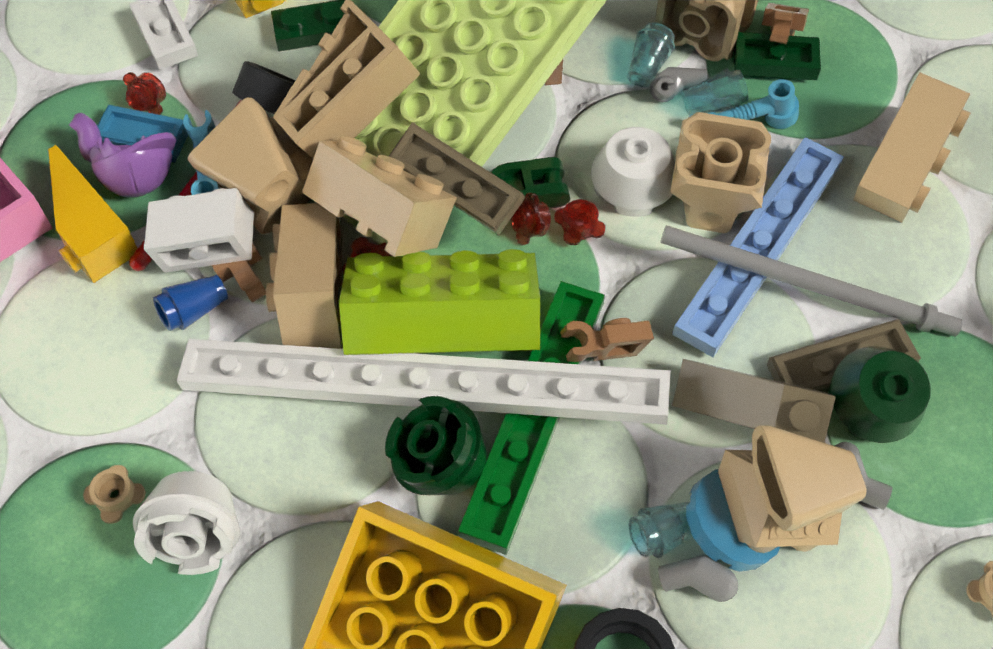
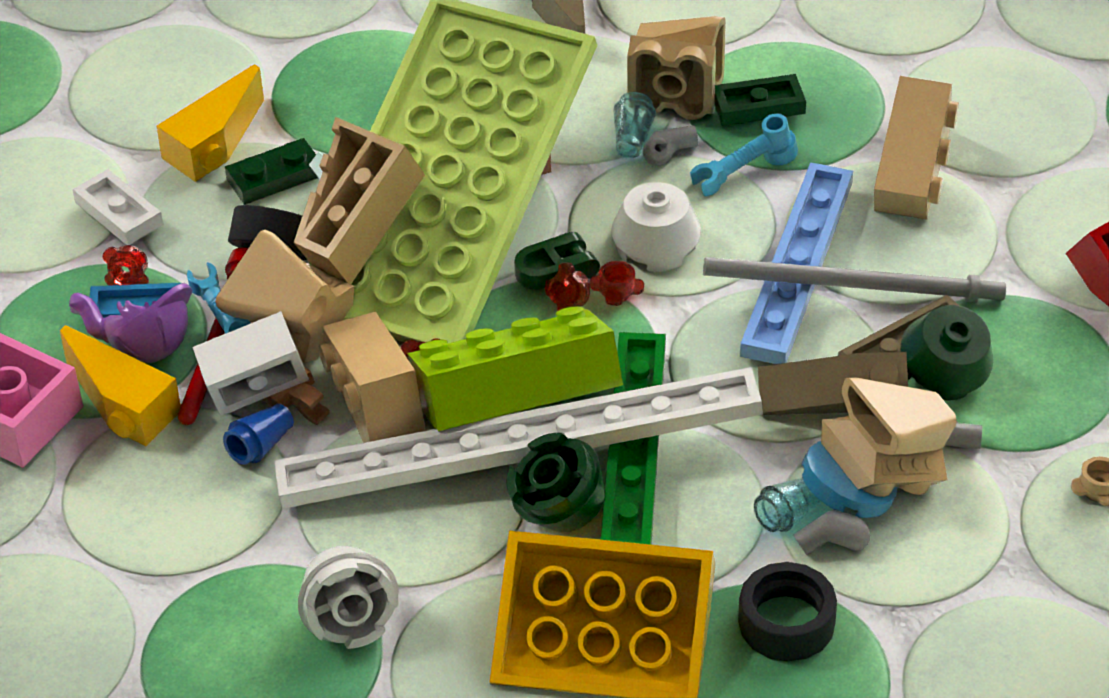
camera: 15 degrees left, 15 degrees down
(104, 484) = (255, 602): tan plate -> none
(379, 195) = (421, 287): tan wedge -> none
(476, 189) = (489, 260): dark tan tile -> none
(615, 340) = (688, 363): medium nougat plate -> none
(716, 93) = (711, 143): clear light blue cone -> none
(720, 169) = (738, 202): tan piece -> none
(784, 21) = (756, 66): medium nougat plate -> none

